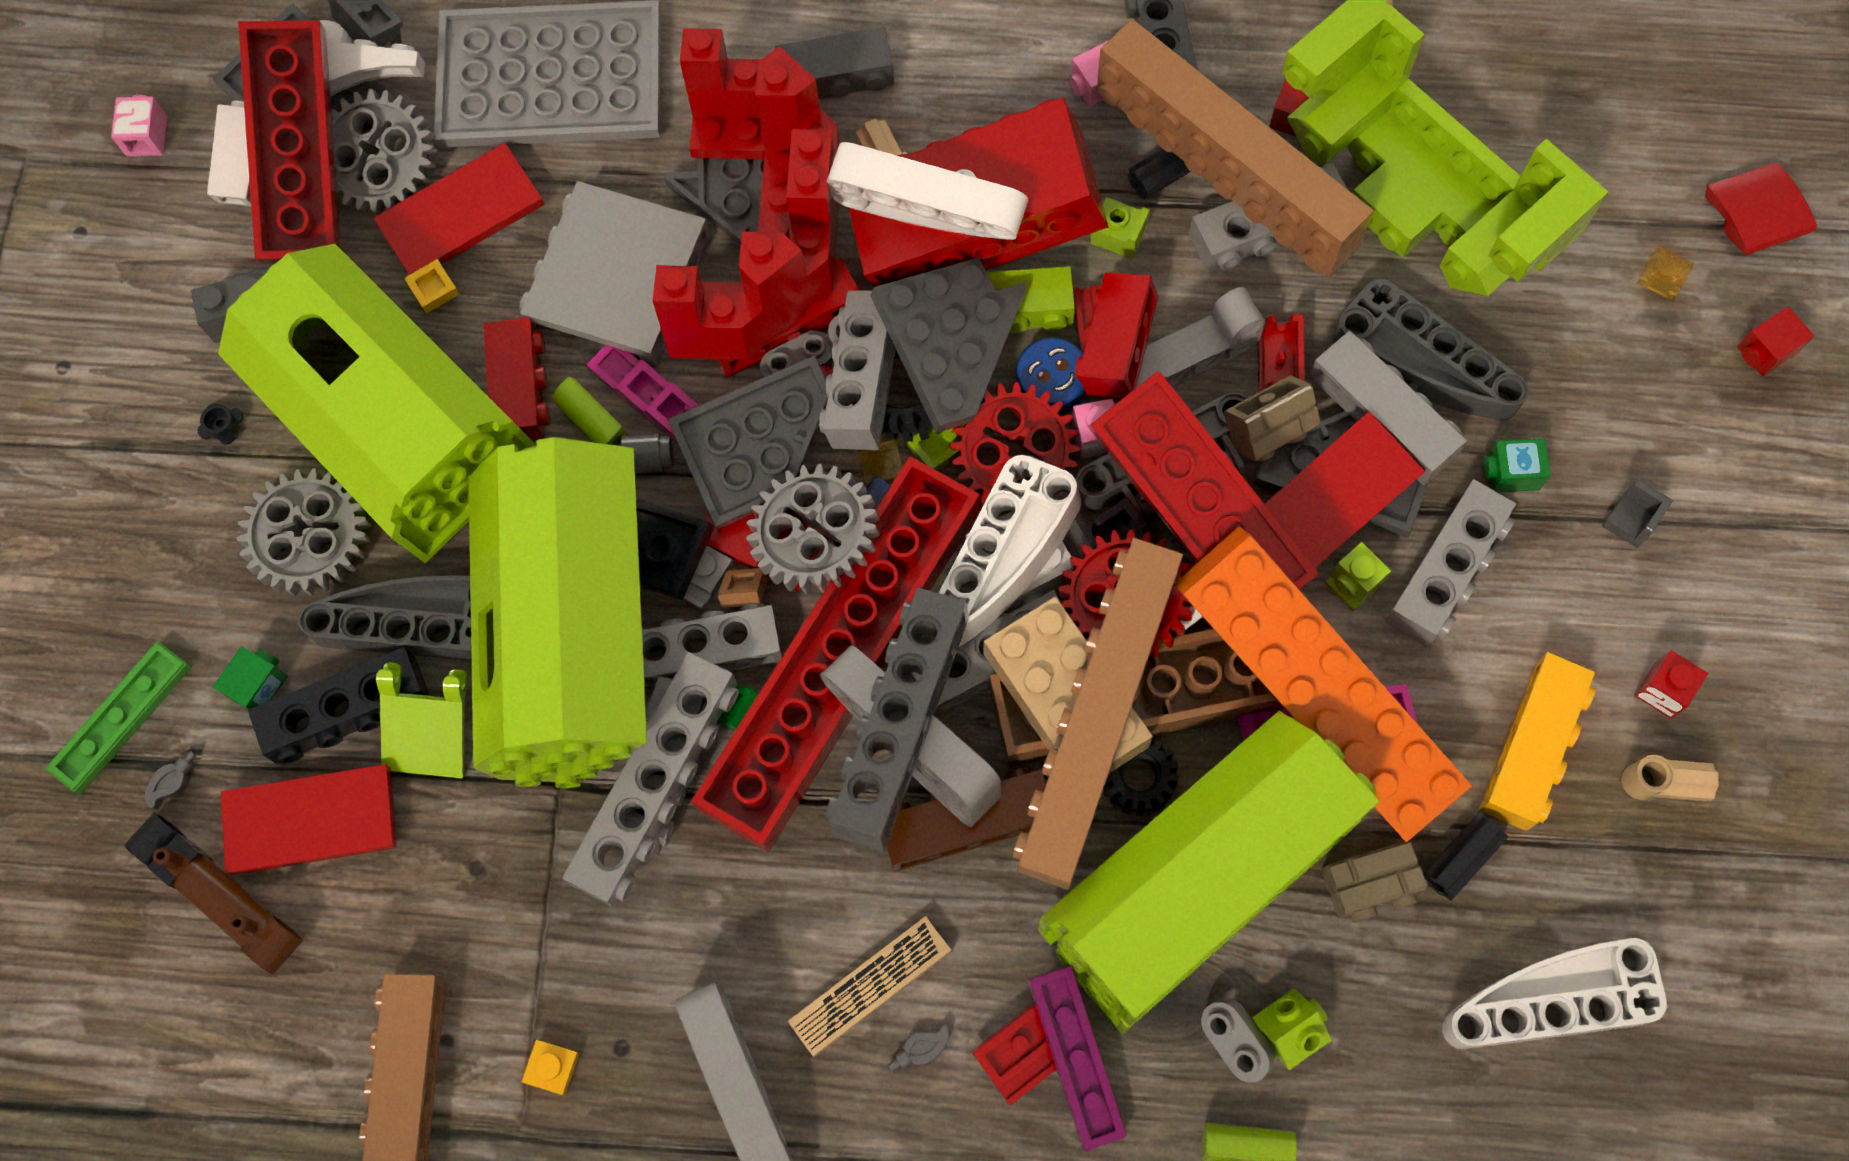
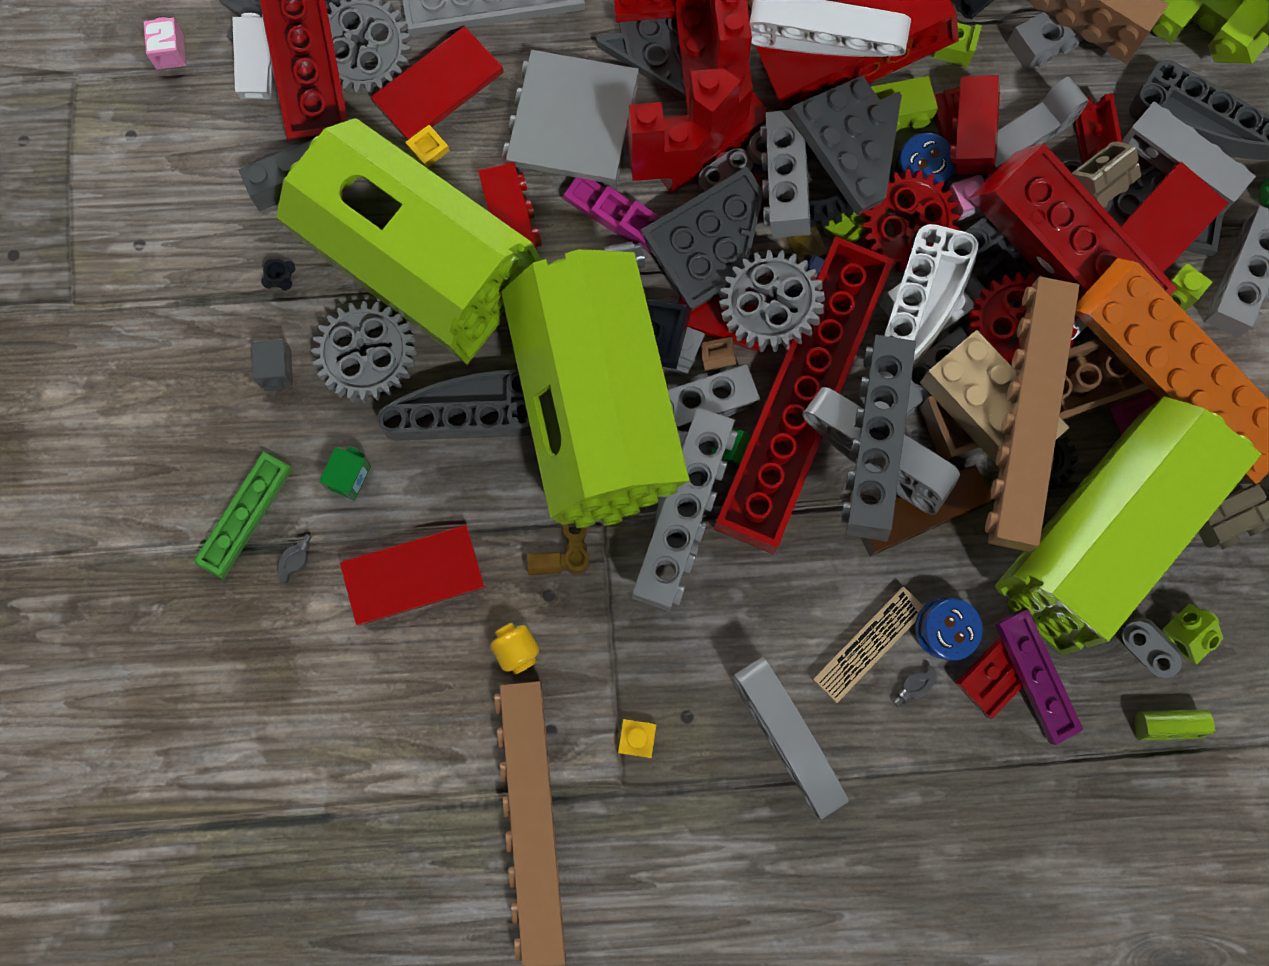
camera: 15 degrees left, 5 degrees up
(188, 534) = (272, 364): none -> dark grey brick
(213, 892) = (349, 641): reddish brown piece -> none
(277, 719) = (373, 499): black brick -> none
(416, 929) = (515, 648): none -> yellow head
(422, 731) = (491, 494): lime flag -> none
(514, 826) = (574, 560): none -> pearl gold bar
(587, 413) = (571, 231): lime brick -> none
(972, 979) = (949, 628): none -> blue head

